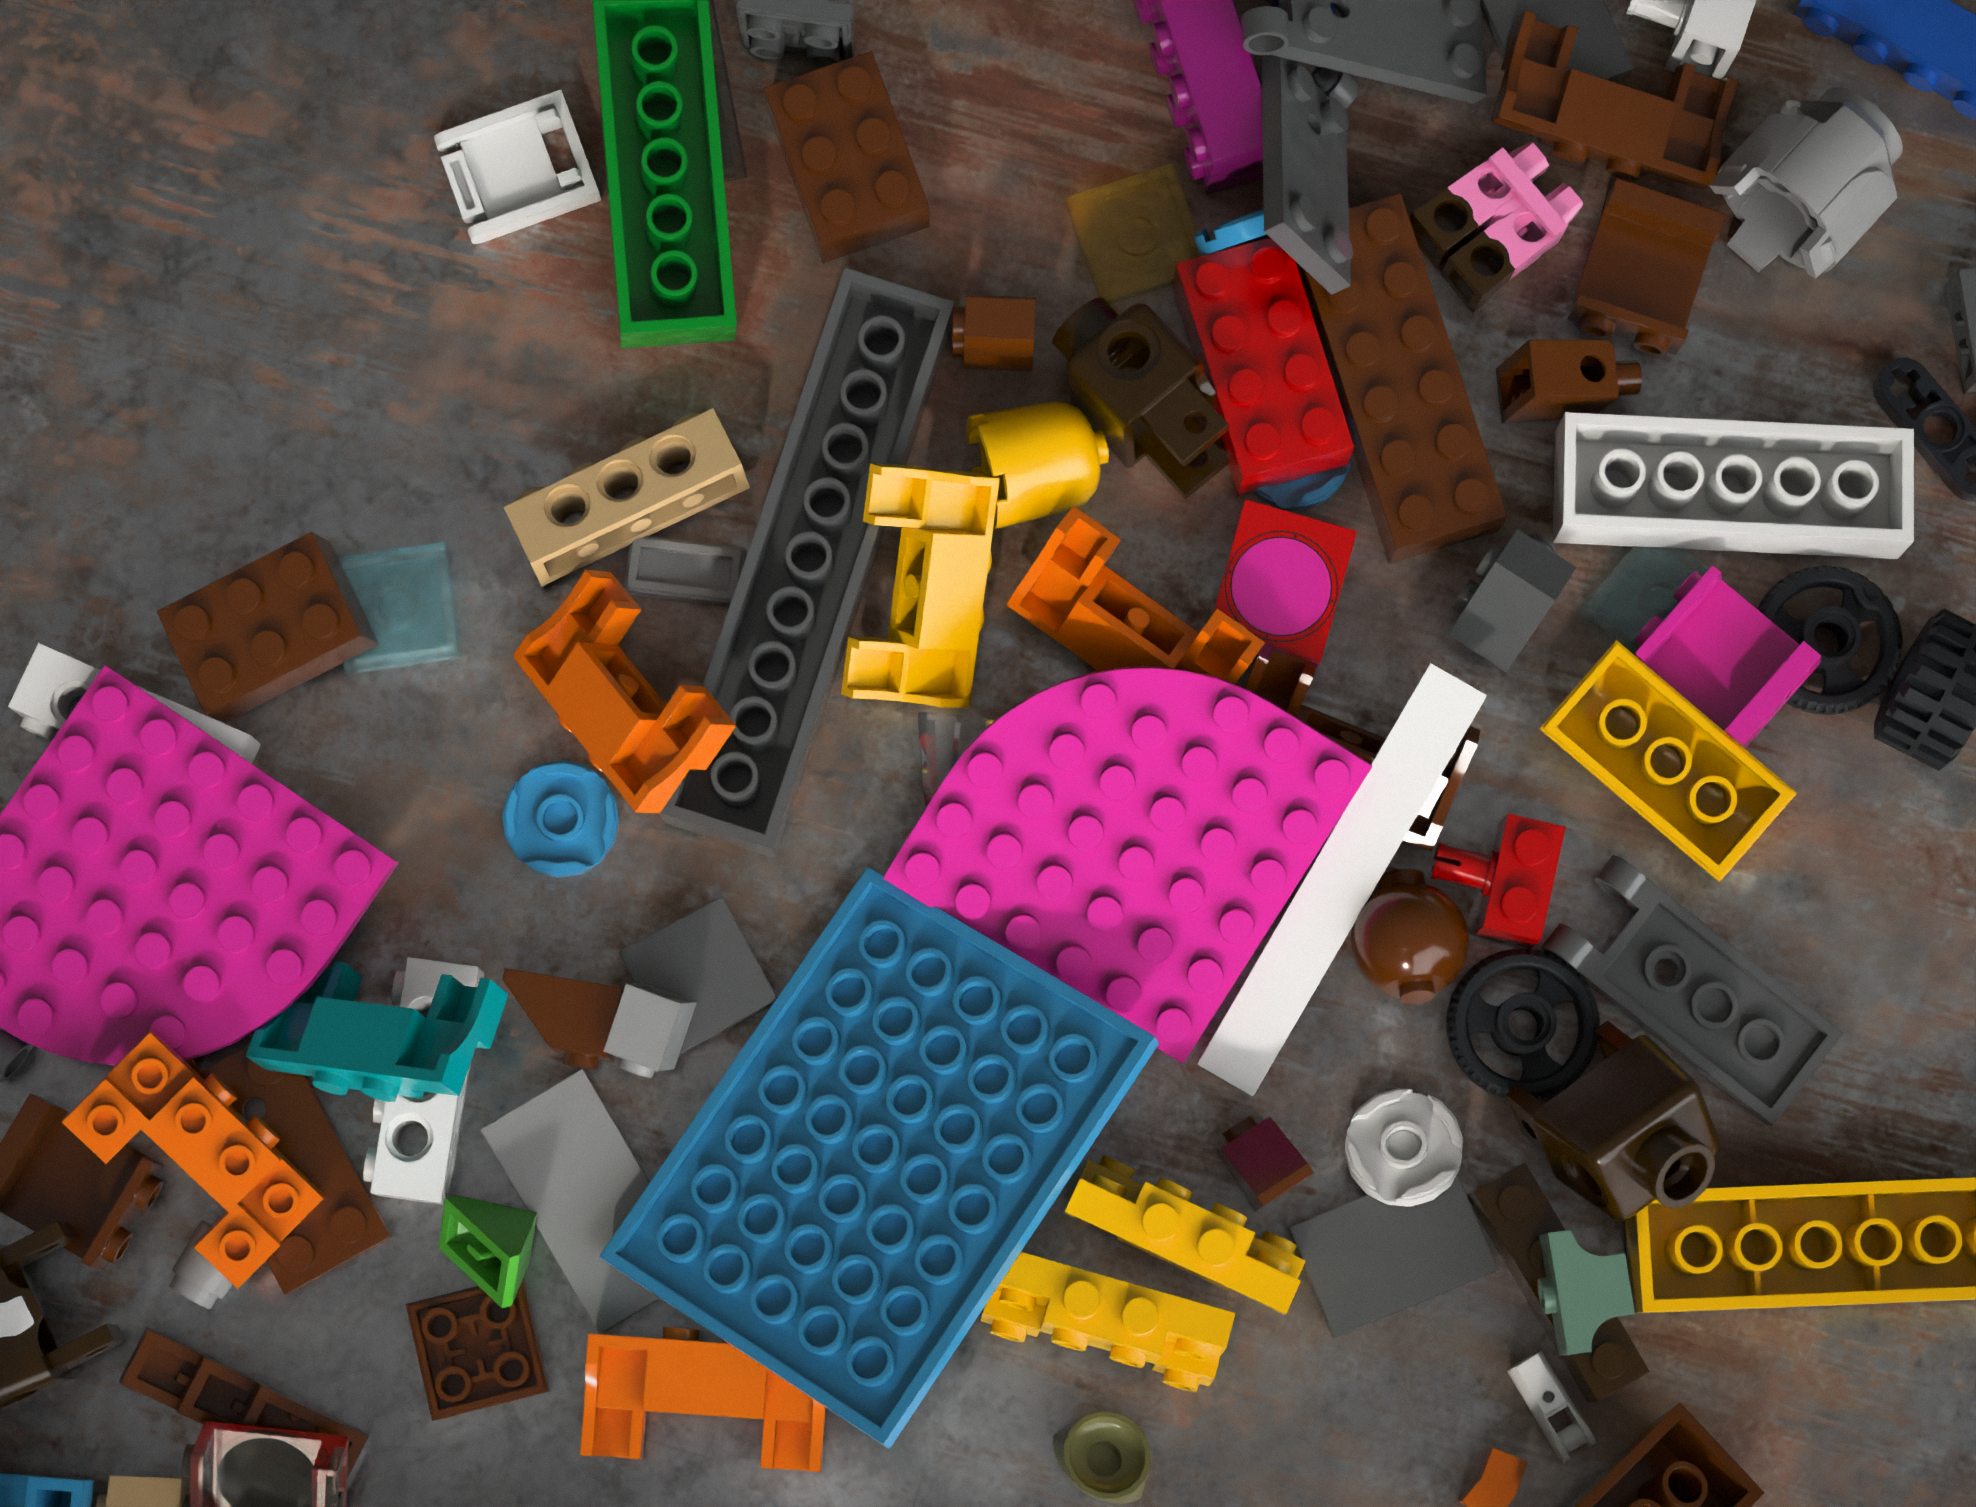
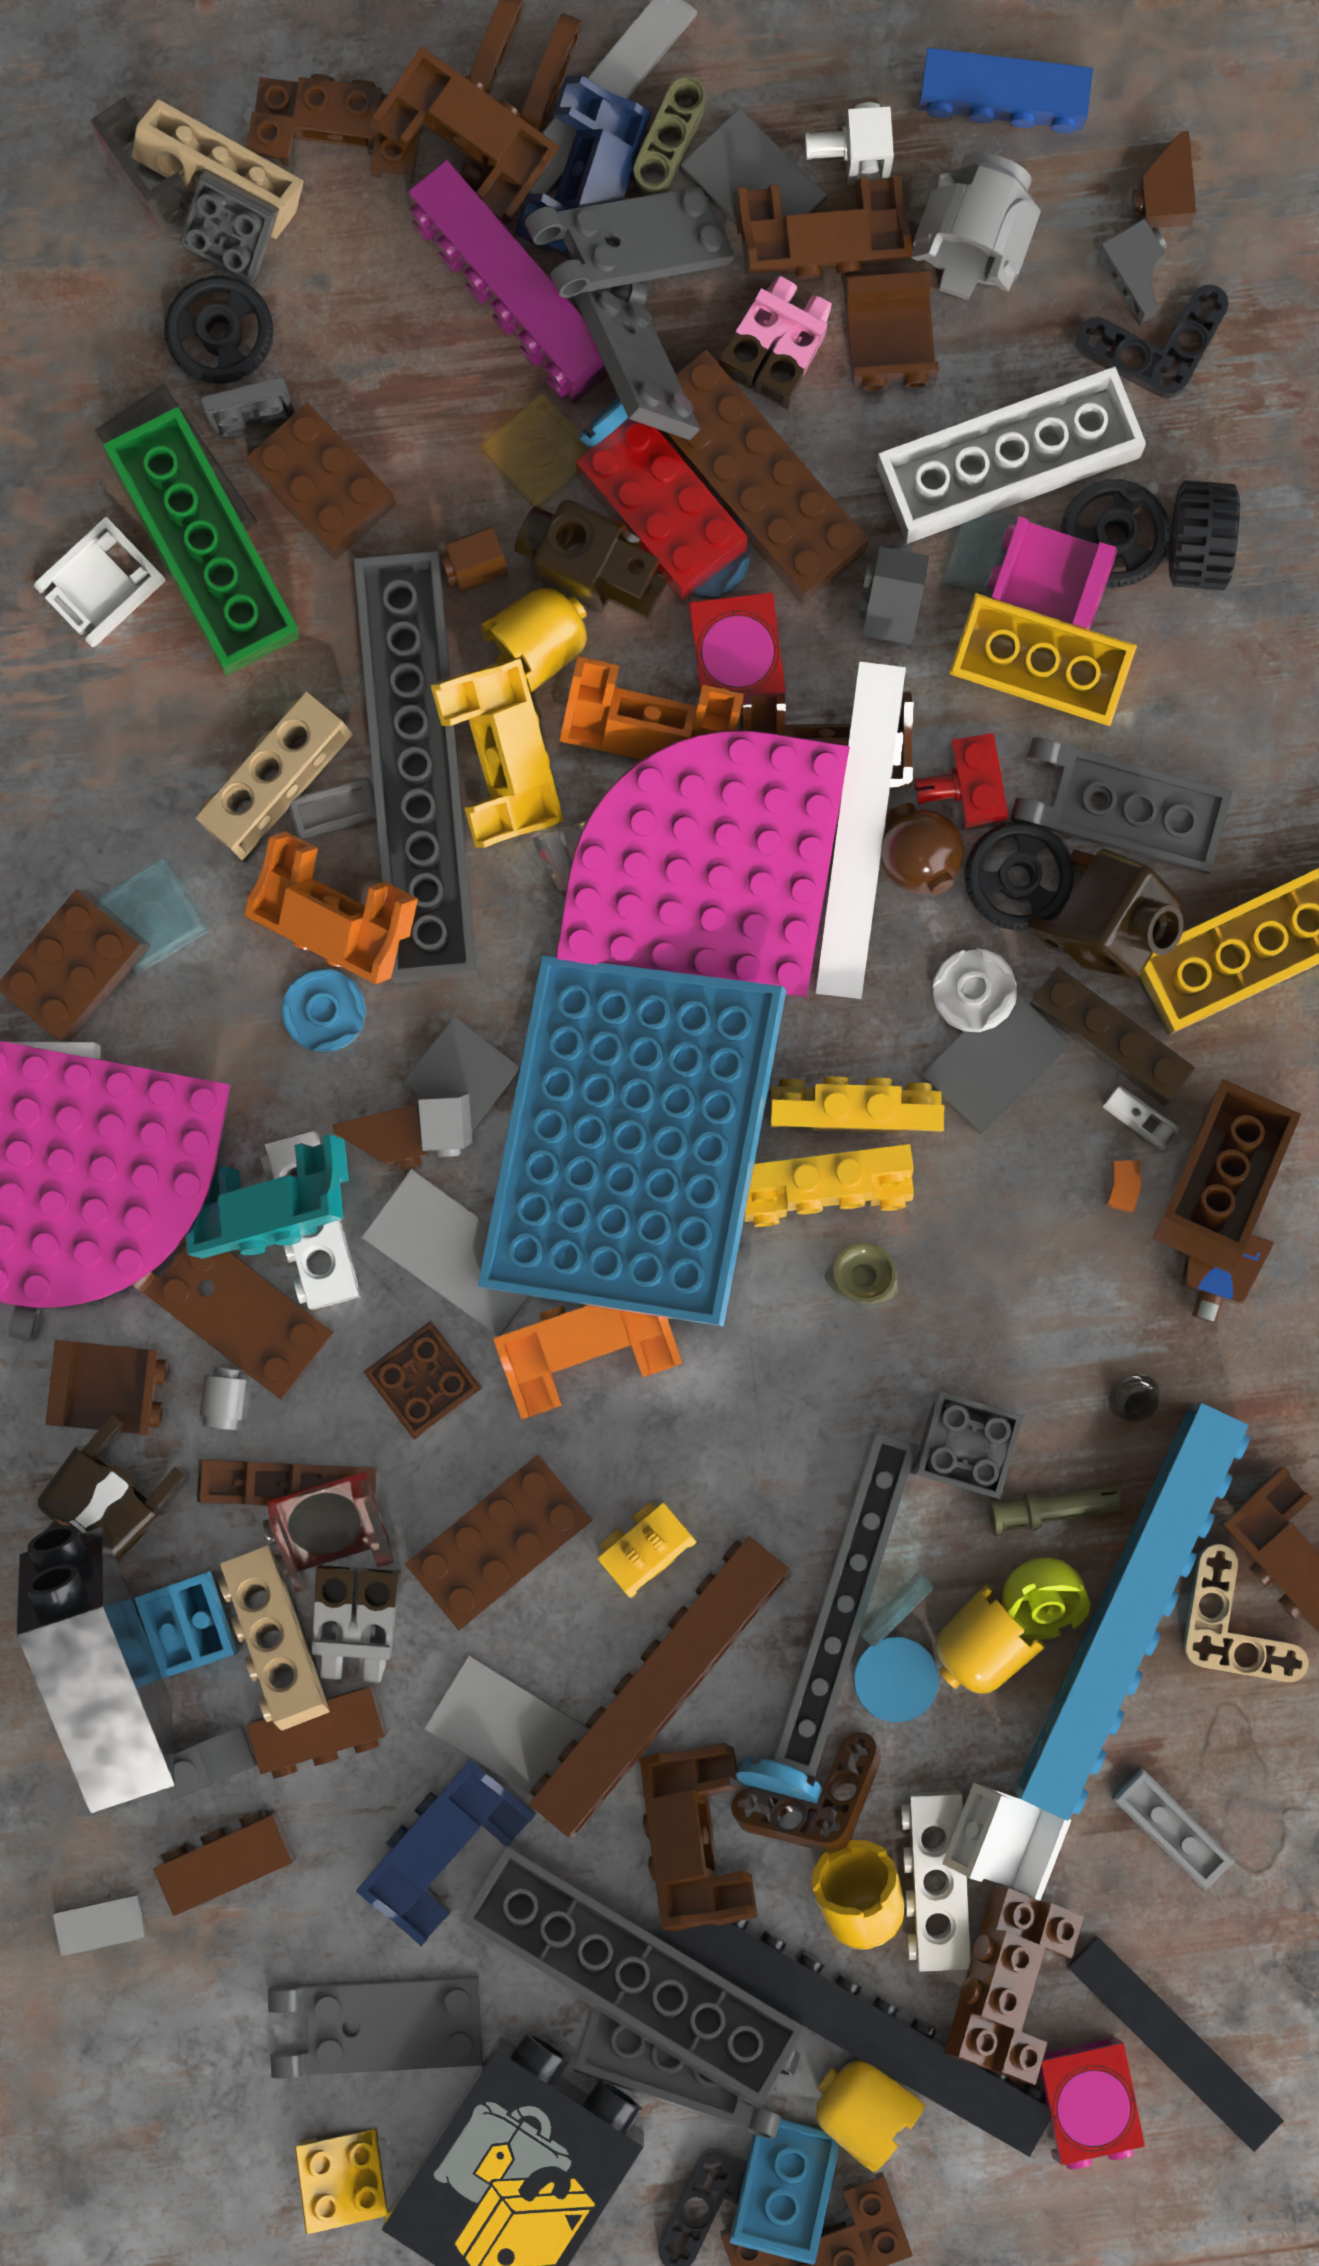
camera: 20 degrees left, 5 degrees up
(210, 1141) = (188, 1318): orange bracket -> none
(488, 1244) = (400, 1309): bright green slope -> none
(1262, 1160) = (885, 1038): reddish brown slope -> none
(1562, 377) = (866, 430): reddish brown torso -> none
(1581, 1290) = (1128, 1033): sand green brick -> none

